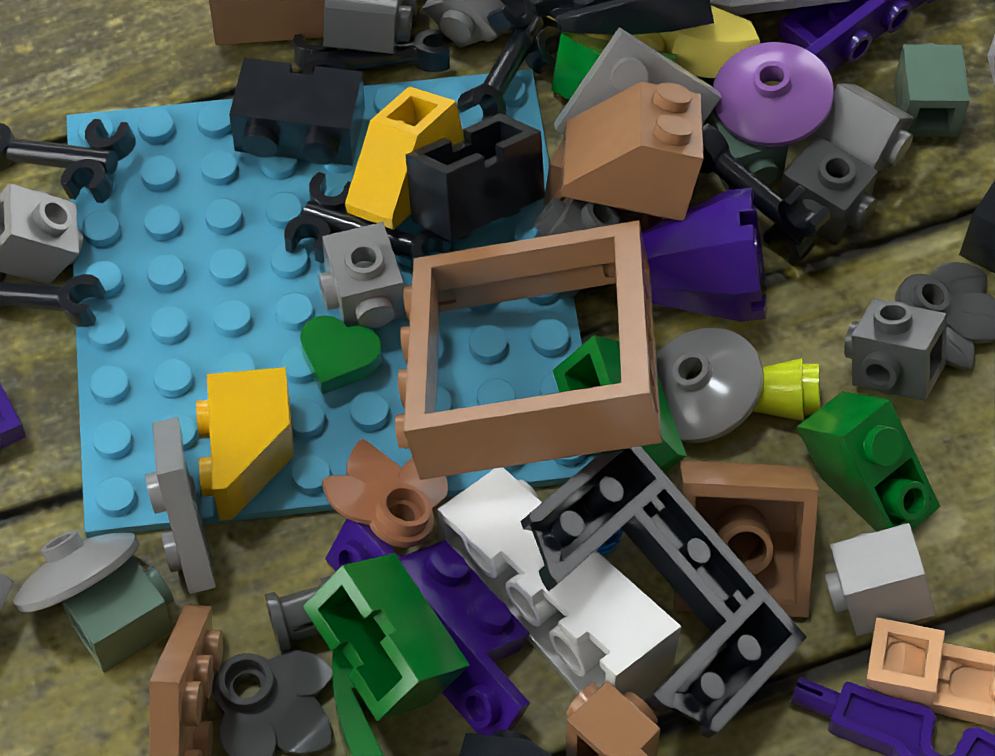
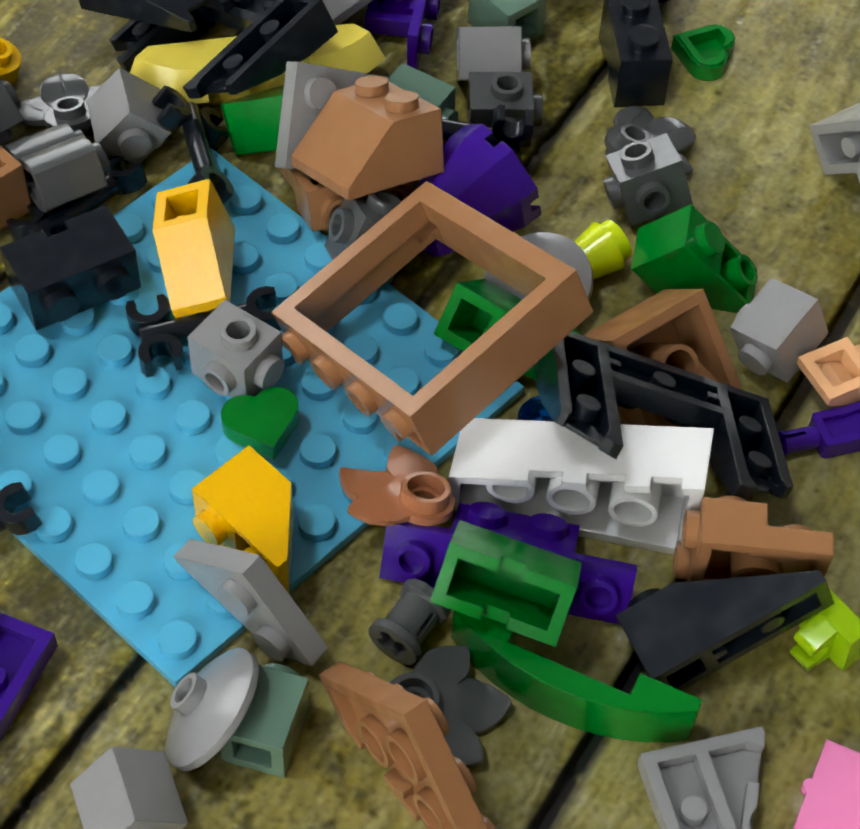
camera: 40 degrees left, 5 degrees down
(476, 179) = (264, 229): black brick -> none
(775, 113) = (432, 69): medium lavender dish -> none

